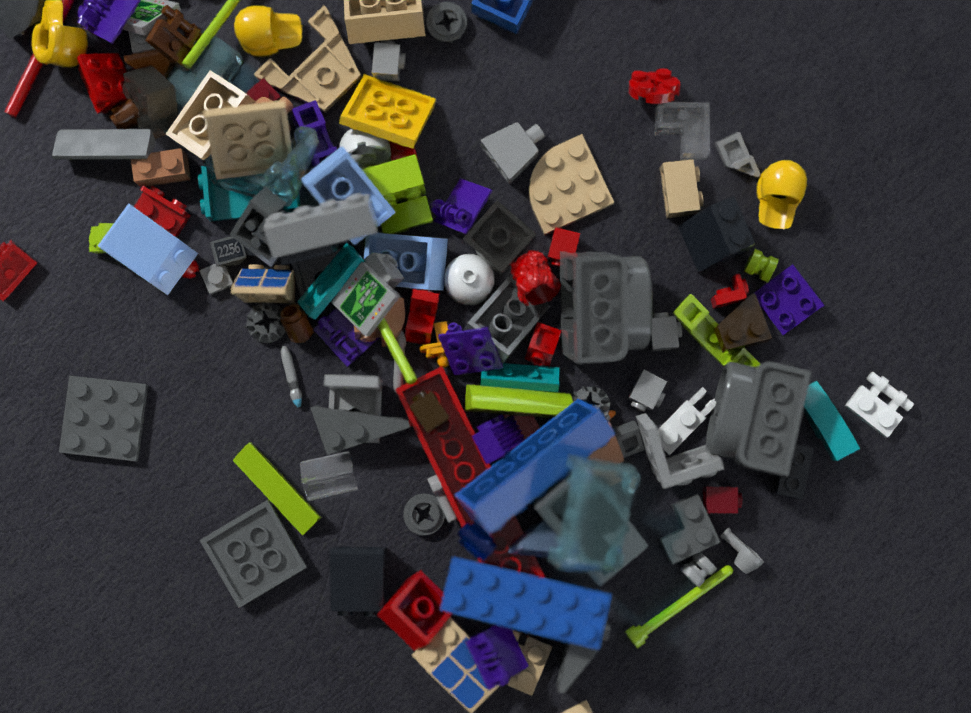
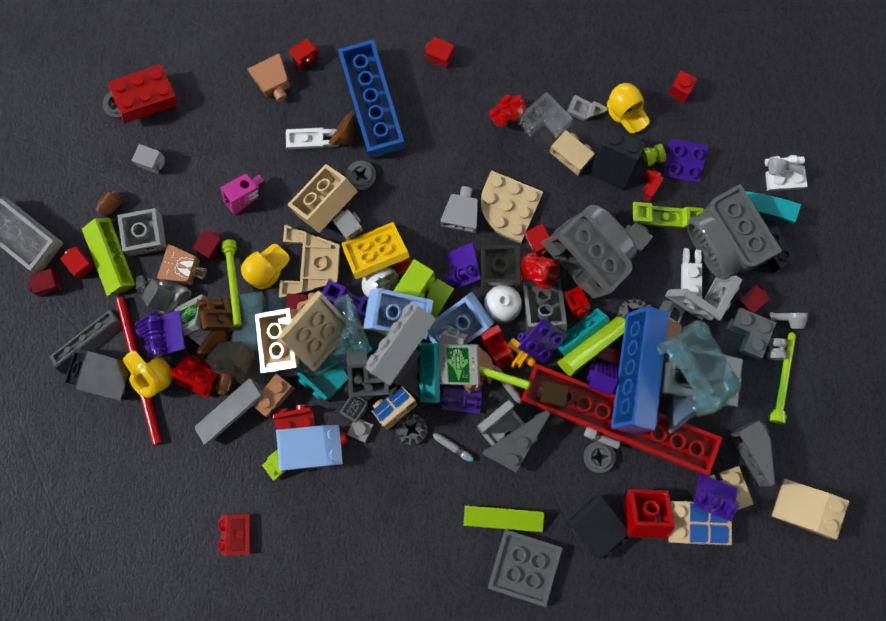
camera: 35 degrees left, 5 degrees down
(103, 418) = (367, 569): dark grey plate -> none
(296, 323) = (430, 414): reddish brown brick -> none
(328, 476) = (526, 484): clear panel -> none
(476, 540) = (646, 442): clear blue brick -> none
(526, 602) = (708, 450): blue brick -> none
(647, 391) = (657, 277): light grey brick -> none
(743, 327) = (676, 196): dark brown wing -> none
(858, 221) = (682, 86): none -> red brick
(875, 390) = (778, 166): none -> light grey bar

